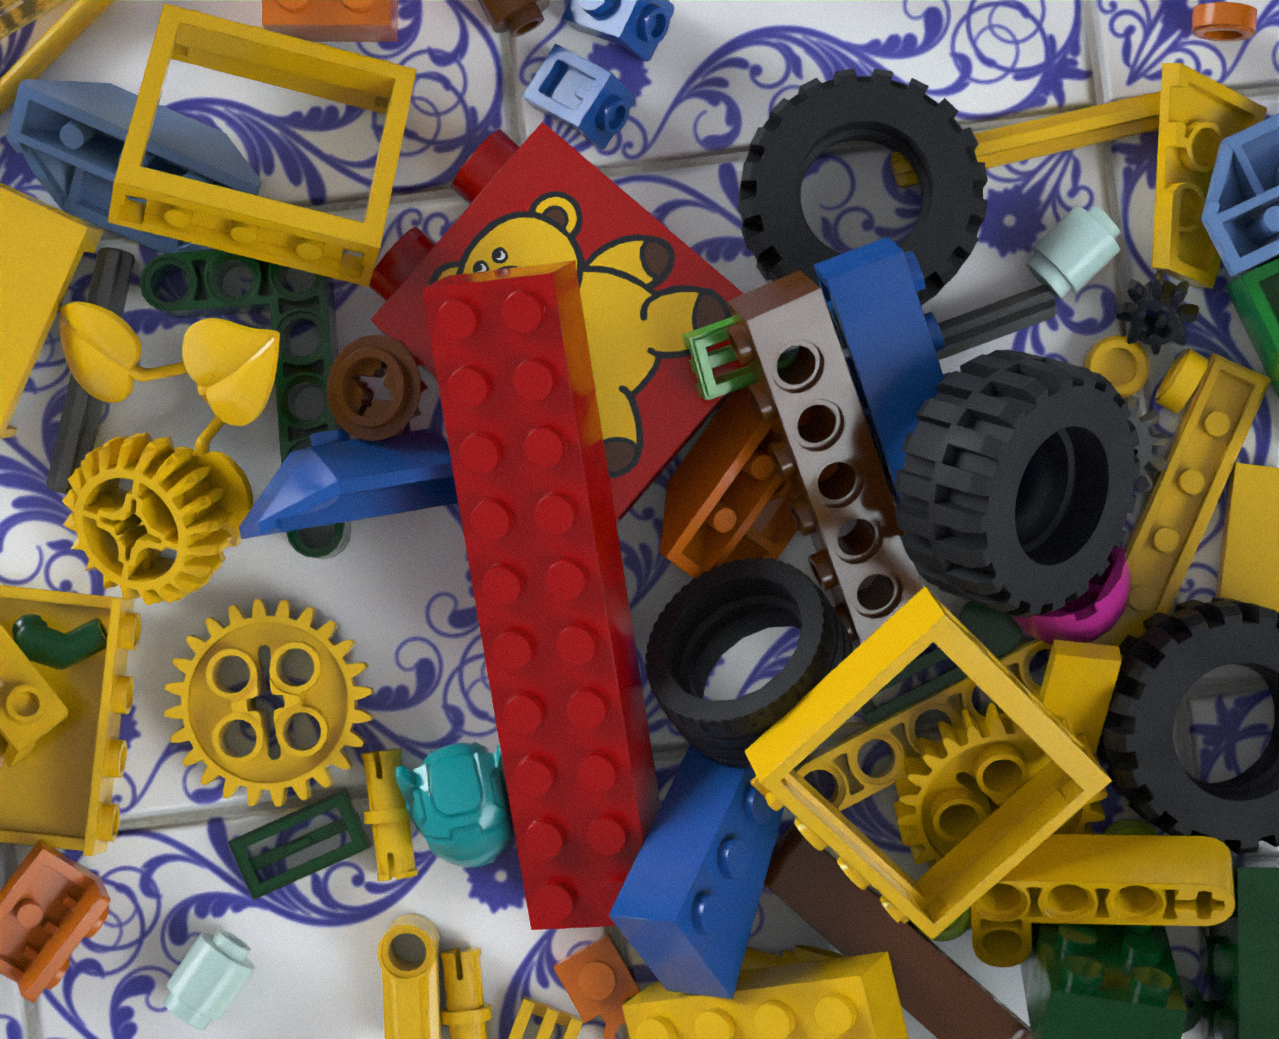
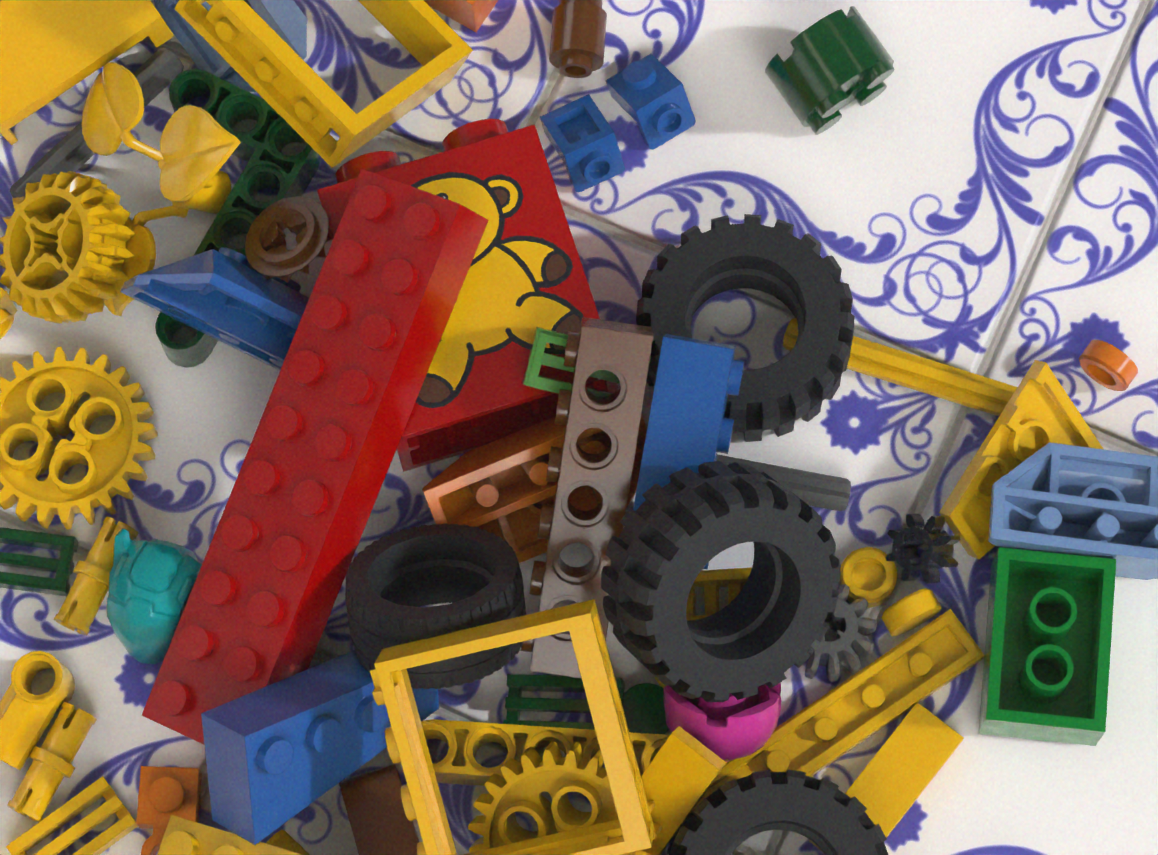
camera: 30 degrees right, 15 degrees down
(1074, 250) = (887, 467): light aqua brick -> none

